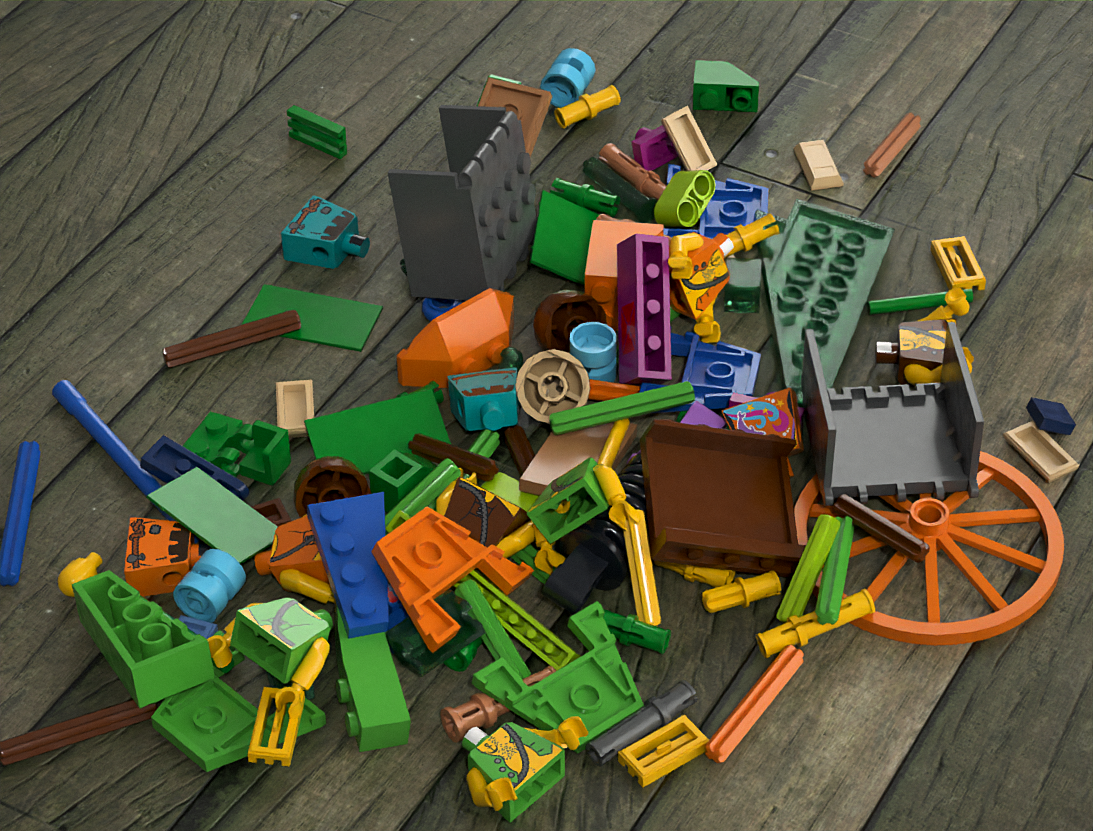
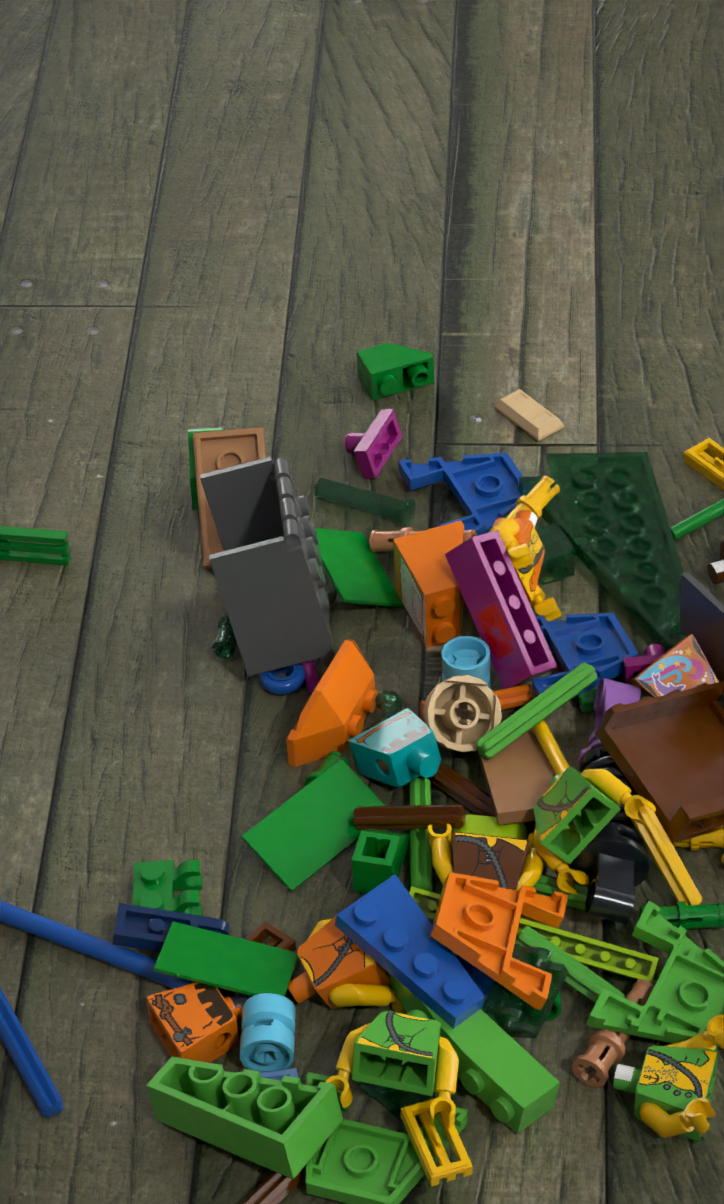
camera: 25 degrees left, 0 degrees up
(78, 570) = (125, 1075): yellow cylinder -> none
(231, 338) = (99, 783): reddish brown axle -> none
(269, 454) = (221, 882): green panel -> none
(294, 406) = (212, 827): tan tile -> none
(322, 317) = (158, 732): green window -> none
(323, 235) = (118, 646): teal torso -> none
(328, 480) = (318, 892): reddish brown cylinder -> none
(426, 491) = (417, 853): bright green axle -> none
(561, 314) = (417, 647): reddish brown cylinder -> none
(568, 76) = (242, 404): medium azure wheel -> none
(586, 196) = (343, 519): green pin -> none
(587, 106) = (279, 429): yellow pin -> none
(642, 179) = (375, 482): nougat pin -> none
(685, 199) = (441, 489): lime beam -> none
(688, 140) = (405, 433): tan tile -> none
(892, 145) = (583, 373): nougat axle -> none

